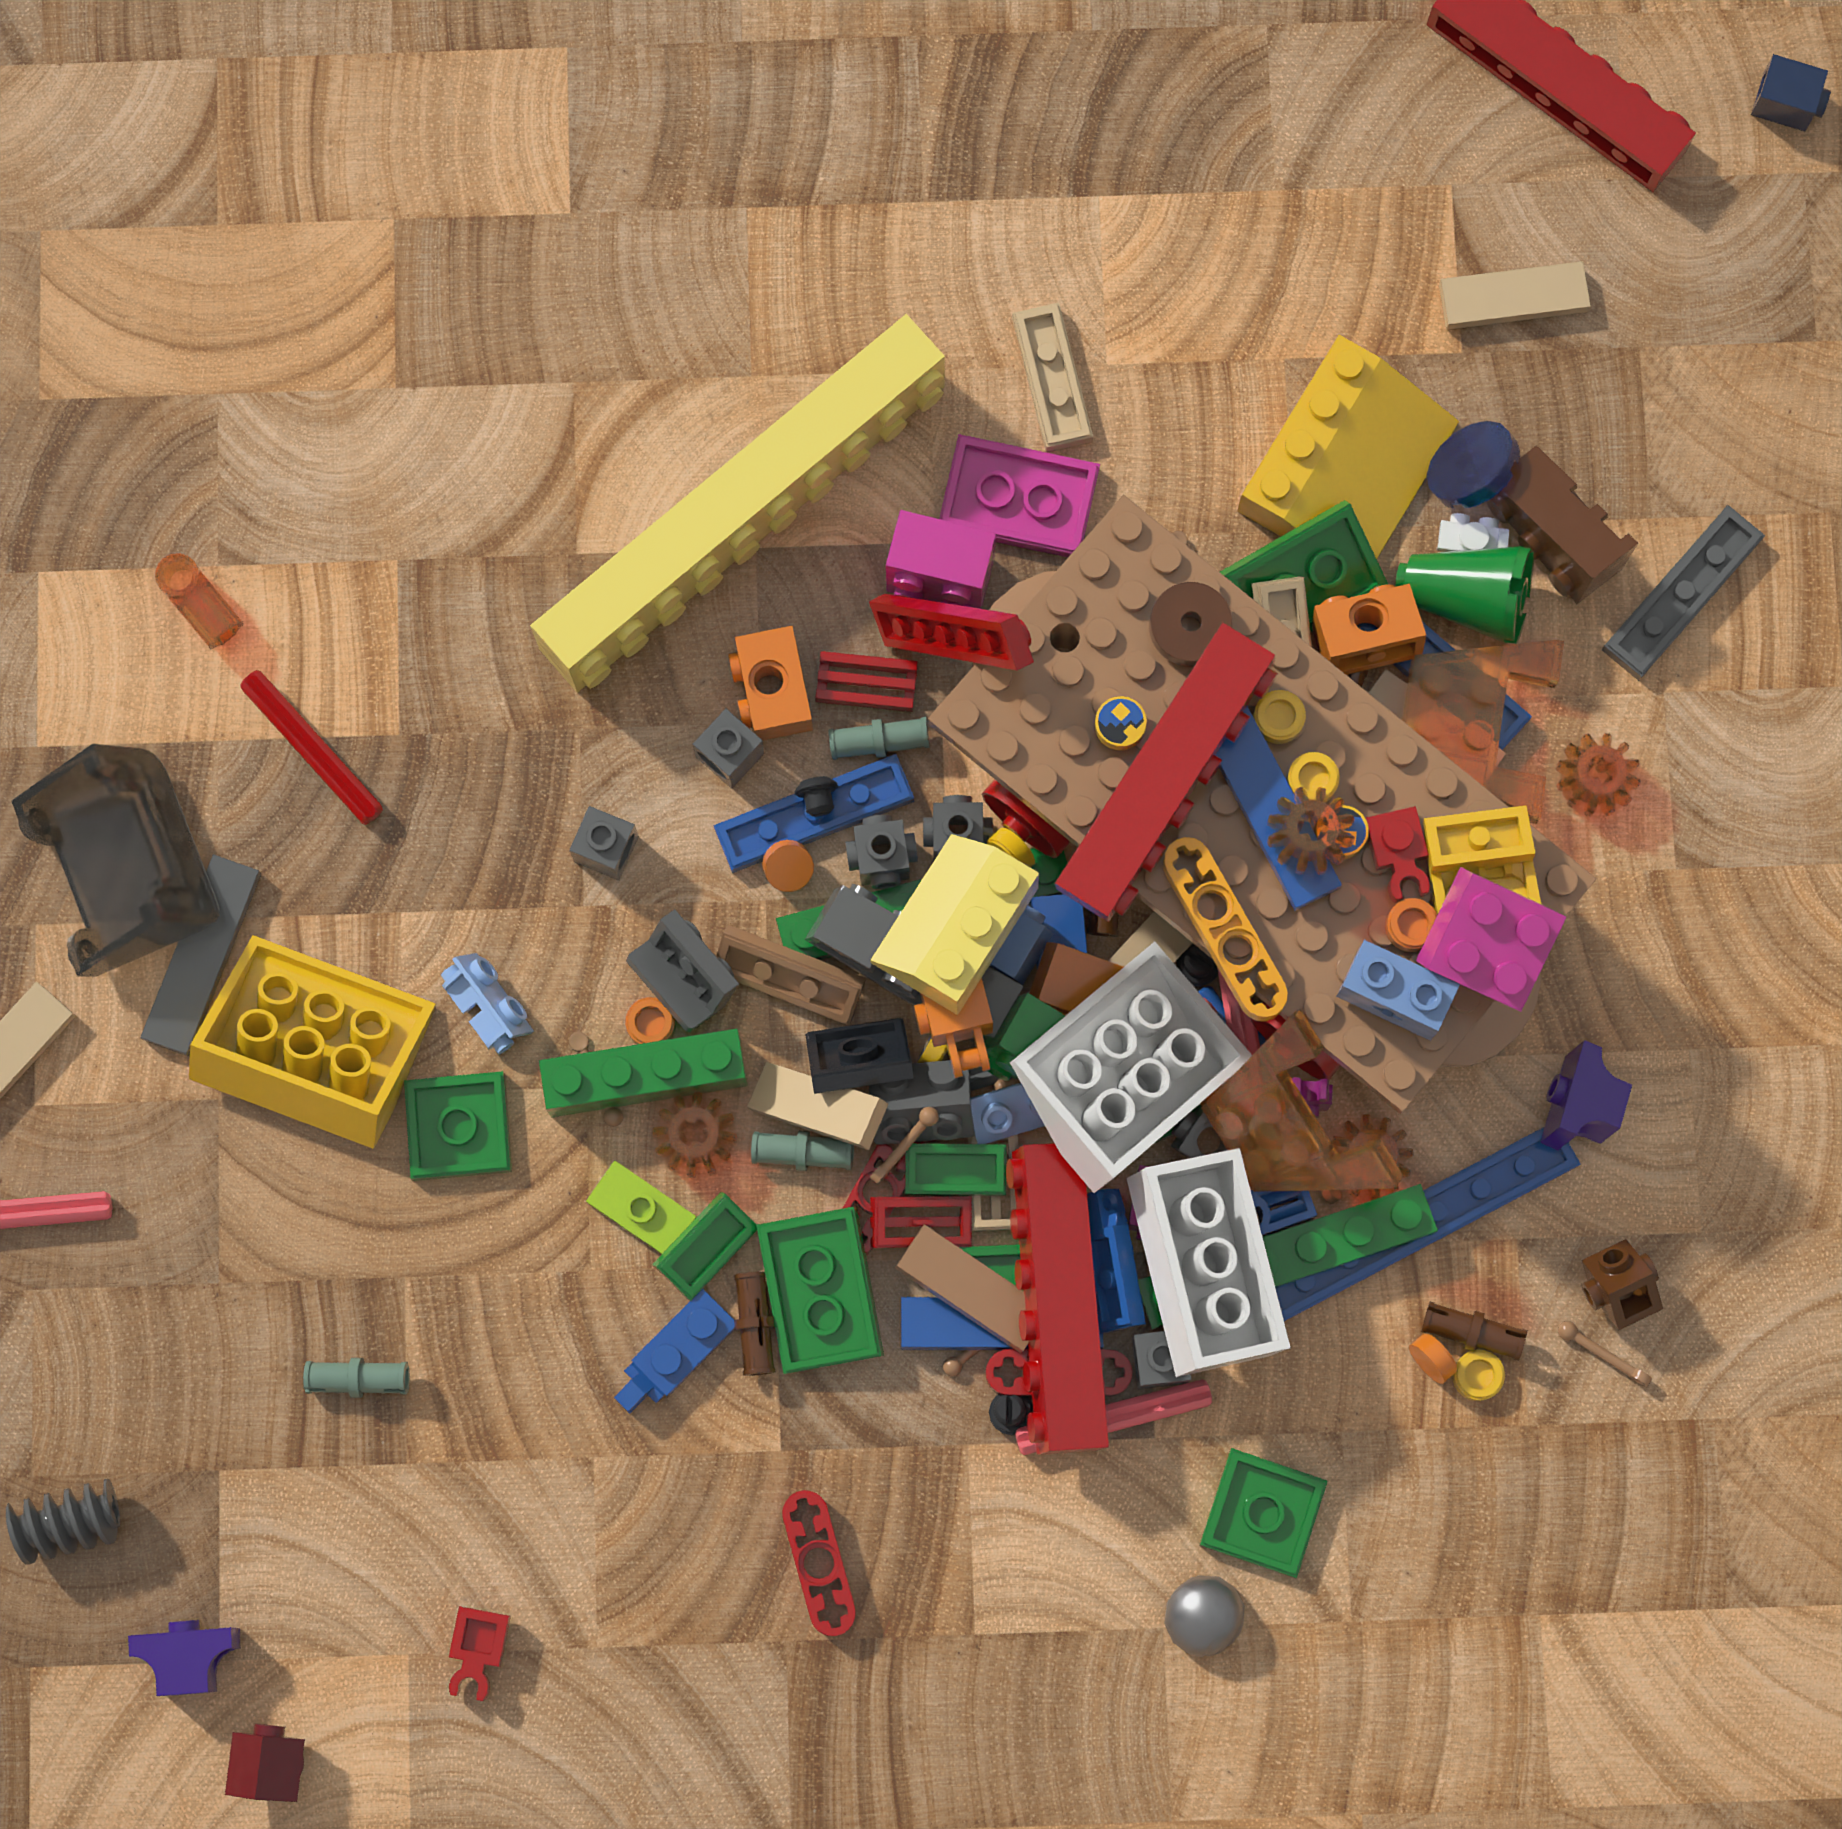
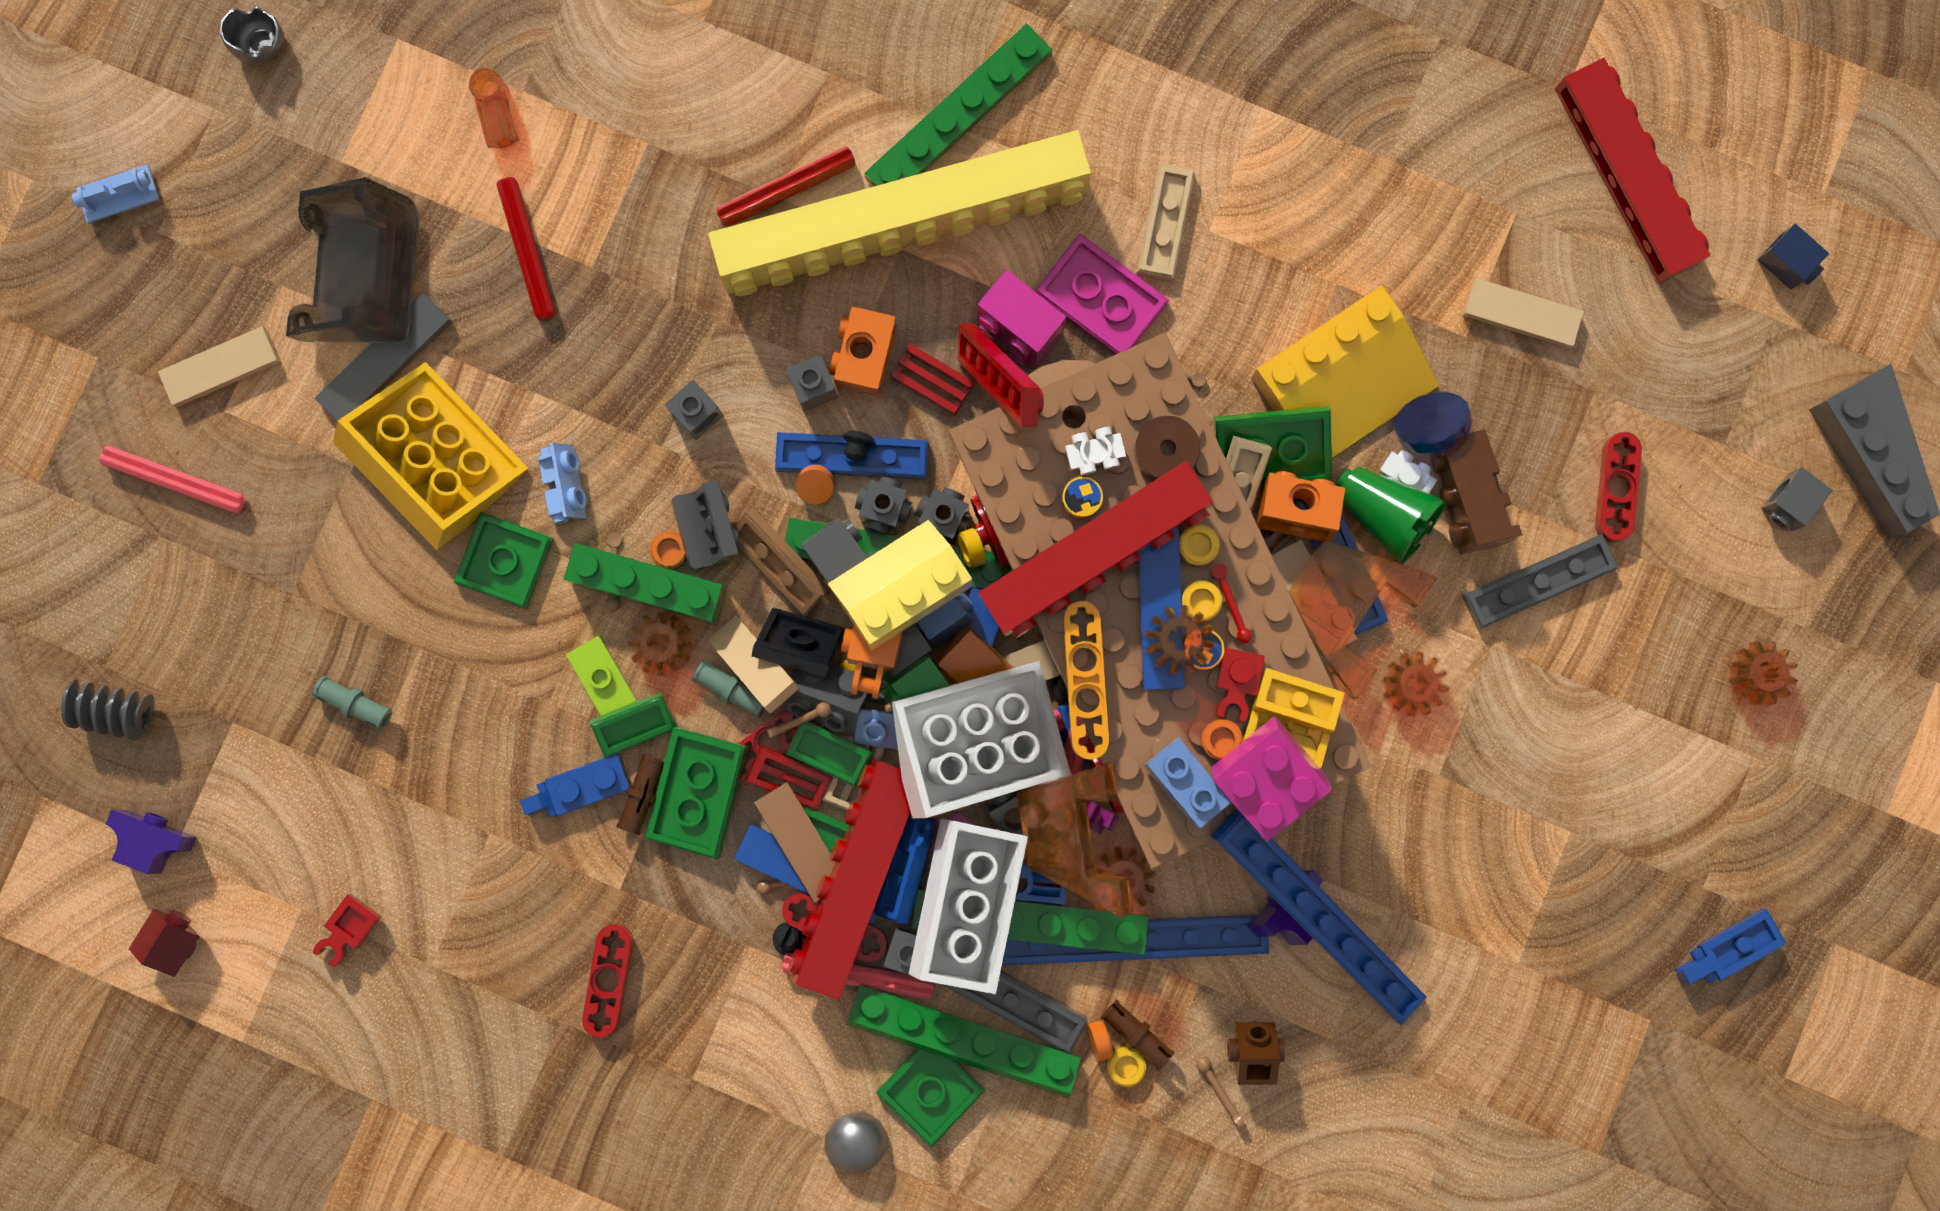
camera: 25 degrees right, 5 degrees up
(586, 535) = (786, 186): none -> red axle
(751, 354) = (962, 108): none -> green plate
(879, 738) = (918, 423): sand green pin -> none
(1104, 670) = (1087, 453): none -> white piece
(1275, 1433) = (964, 1041): none -> green plate
(1318, 738) = (1219, 573): none -> red hinge
(1328, 1362) = (1030, 1011): none -> dark grey tile
(1619, 1083) = (1319, 916): none -> blue tile
(1721, 406) = (1609, 459): none -> red beam

